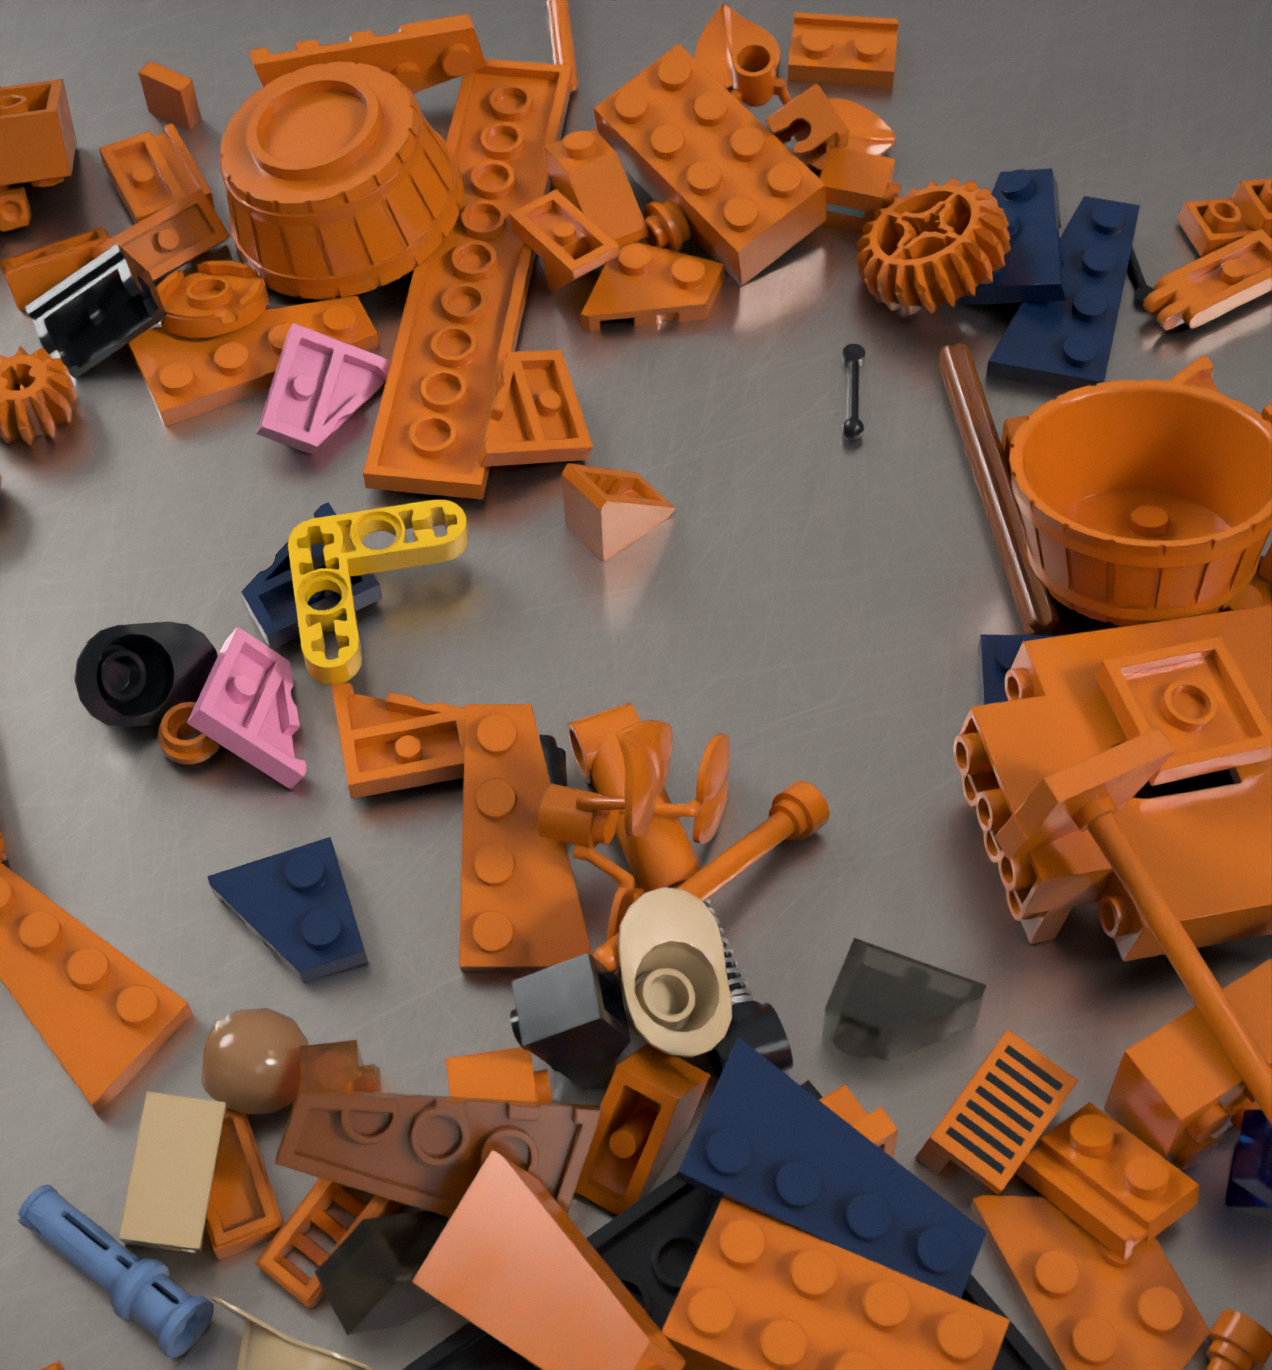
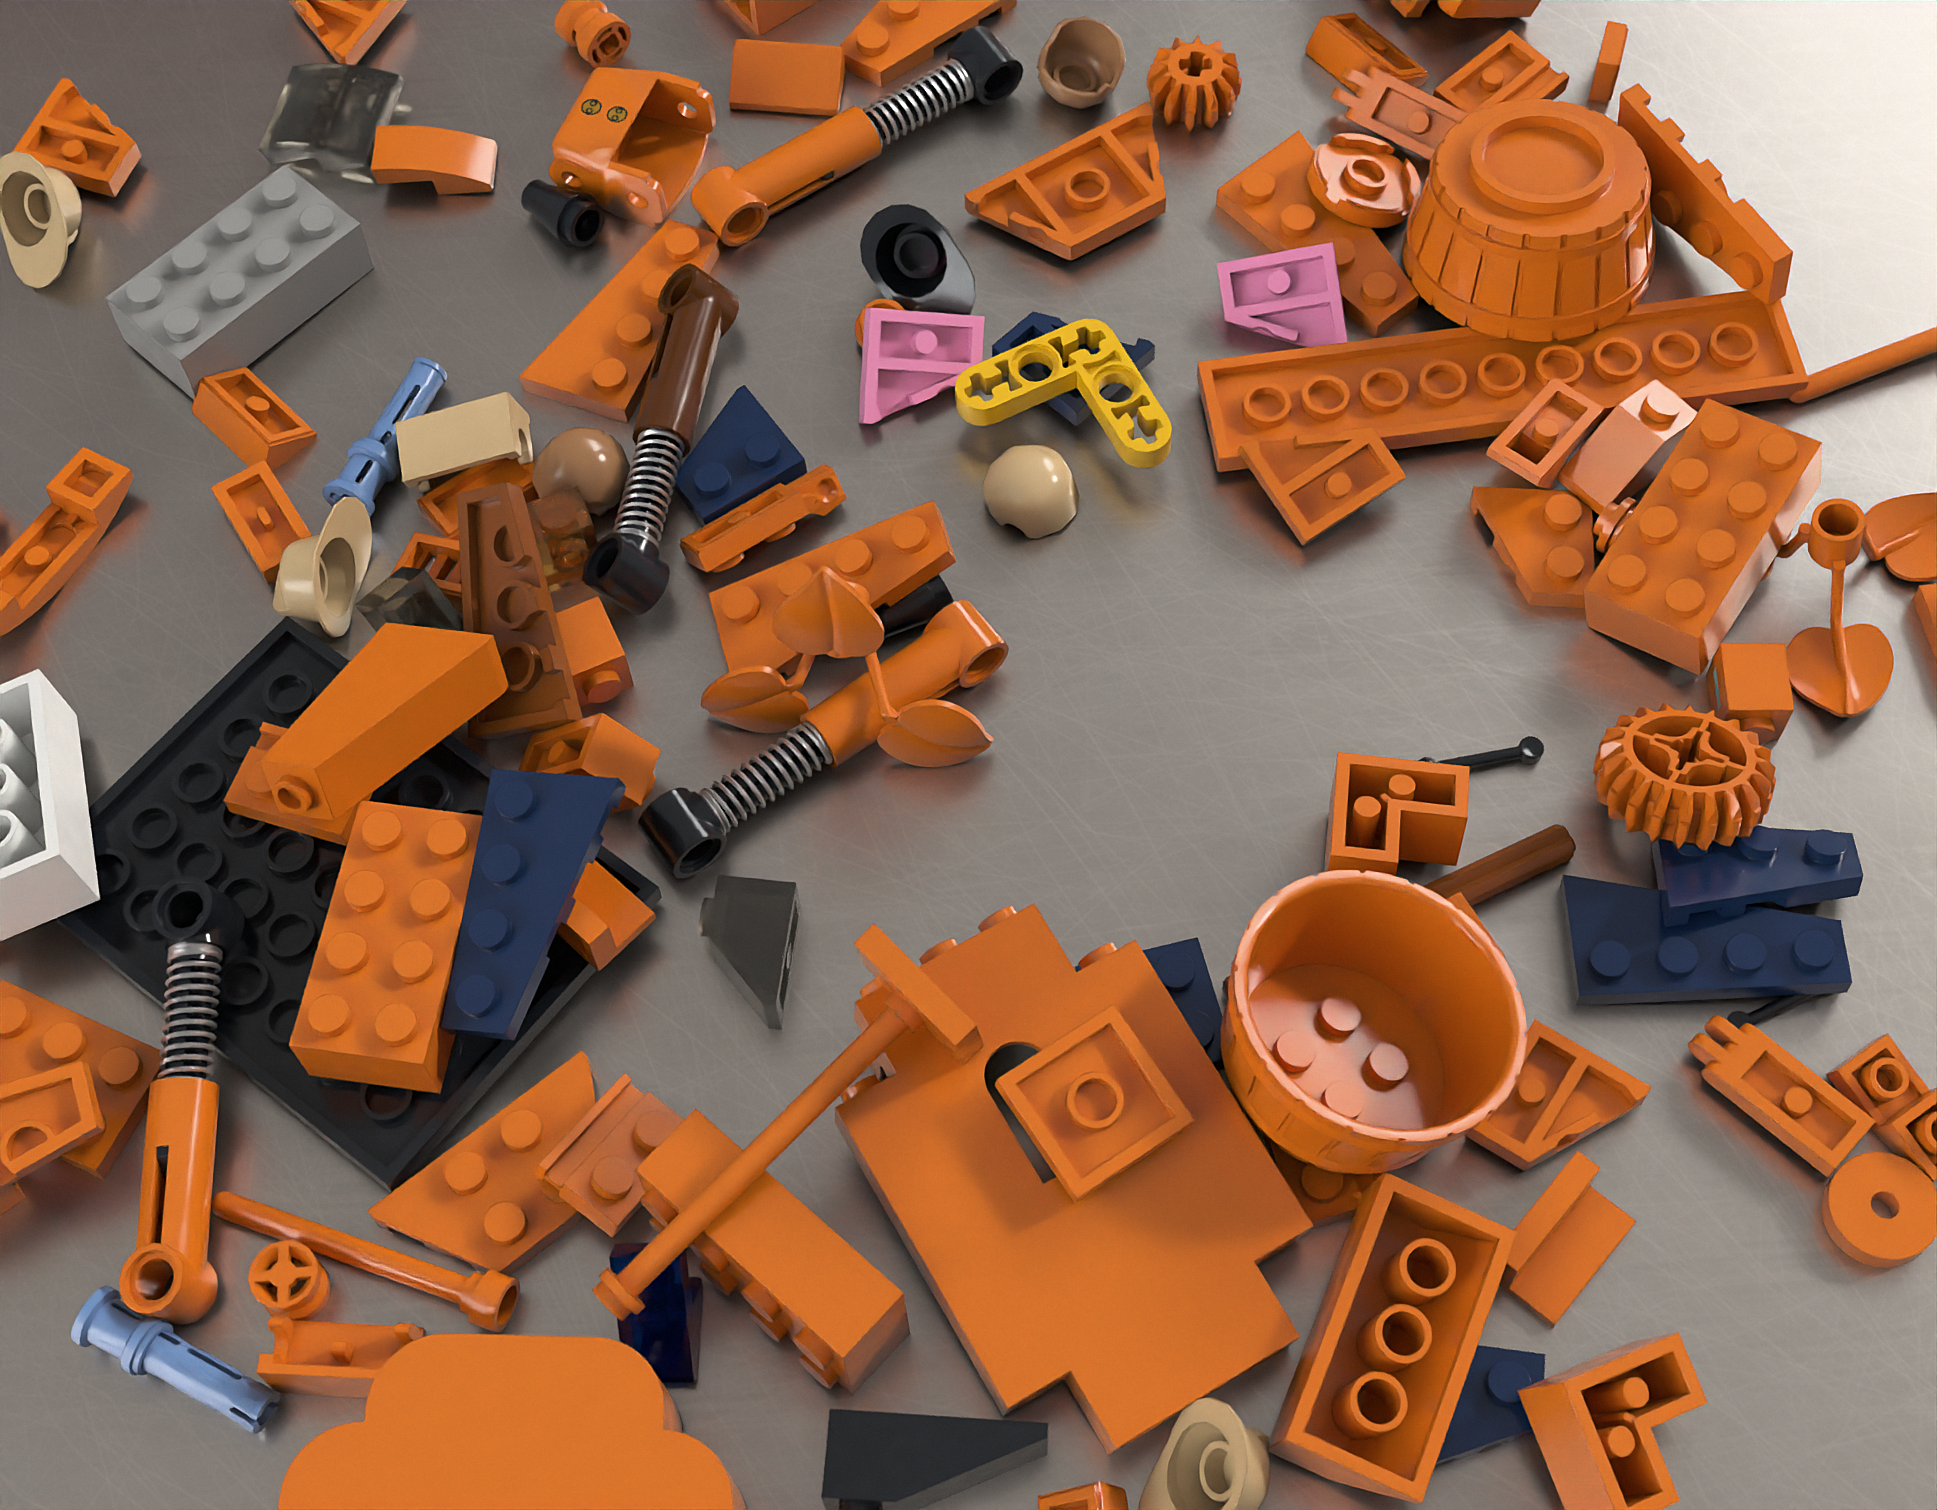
camera: 75 degrees right, 5 degrees up
(96, 310) = (1303, 96): black hinge -> none
(104, 521) = (1080, 189): none -> orange wing
(246, 959) = (697, 315): none -> piece
(389, 899) = (763, 518): none -> orange hinge
(397, 741) = (918, 469): orange wing -> none
(443, 650) = (1031, 490): none -> tan hair
(572, 1018) = (644, 669): black slope -> none
(610, 507) = (1239, 575): orange slope -> none
(674, 973) = (702, 734): tan piece -> none
(794, 815) = (930, 813): orange piece -> none
(813, 124) = (1790, 610): orange hinge -> none
(919, 460) = (1394, 812): none -> orange brick
(999, 1113) = (659, 1047): orange panel -> none

